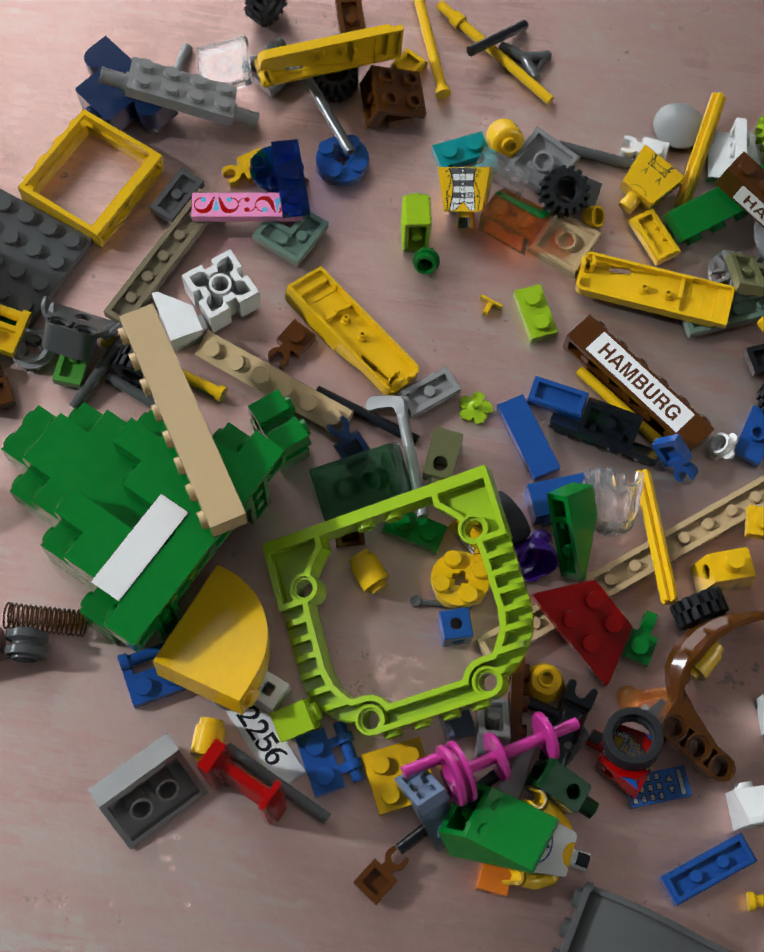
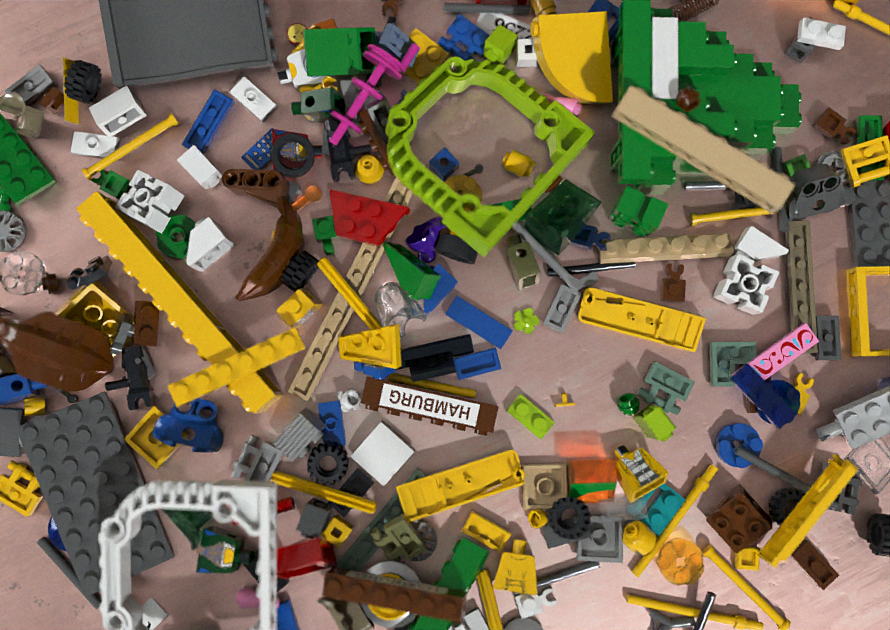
camera: 150 degrees right, 15 degrees up
(154, 482) = (688, 99): none -> reddish brown plate
(268, 601) = (569, 103): none -> bright pink cone
(369, 256) = (669, 382): none -> sand green plate
(407, 148) = (701, 484): none -> yellow bar
(477, 111) = (693, 558): none -> clear yellow plate
(529, 908) = (295, 33): none -> light yellow tile
(634, 861) = (253, 99): none -> white plate
(666, 474) = (373, 346): none -> yellow wing
(717, 372) = (382, 453): none -> white slope

